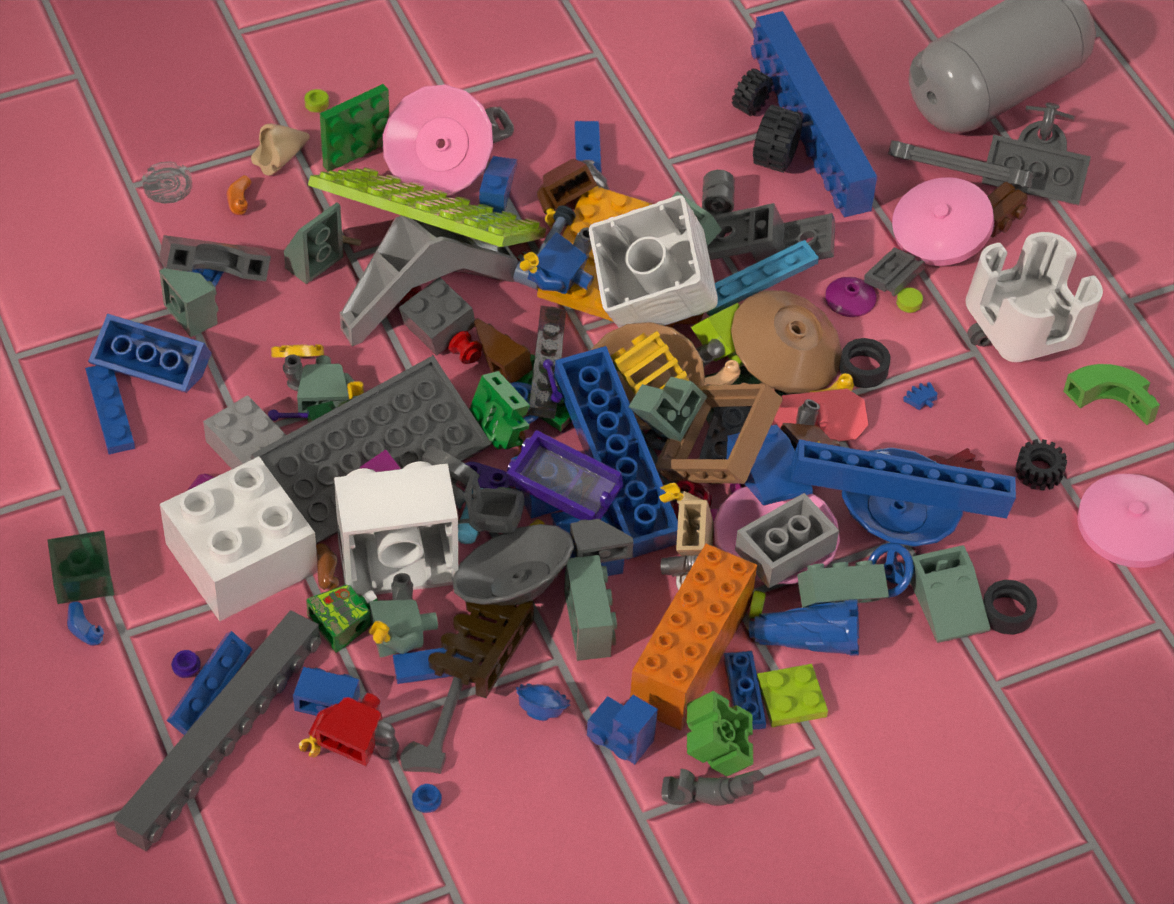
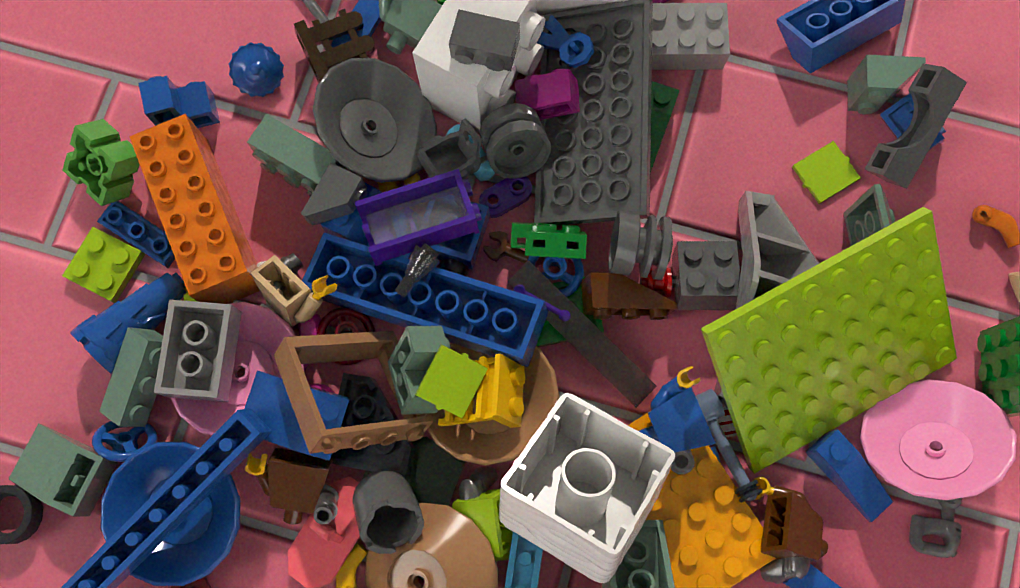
camera: 135 degrees right, 25 degrees up
(275, 415) = (706, 85): dark purple hinge -> none
(283, 308) = (826, 172): none -> lime piece
(299, 350) = (754, 133): yellow tile -> none
(319, 382) = (703, 131): sand green torso -> none
(326, 491) = (573, 48): none -> blue piece
(413, 468) = (484, 40): none -> dark grey brick
(459, 346) = (635, 244): none -> dark grey wheel
(601, 449) = (420, 264): none -> clear smoke cone
(659, 371) = (451, 381): none -> lime piece
(708, 790) = (60, 138): dark grey piece -> none
(727, 374) = (437, 476): light nougat arm -> none
(773, 367) = (386, 512): none -> dark grey cylinder

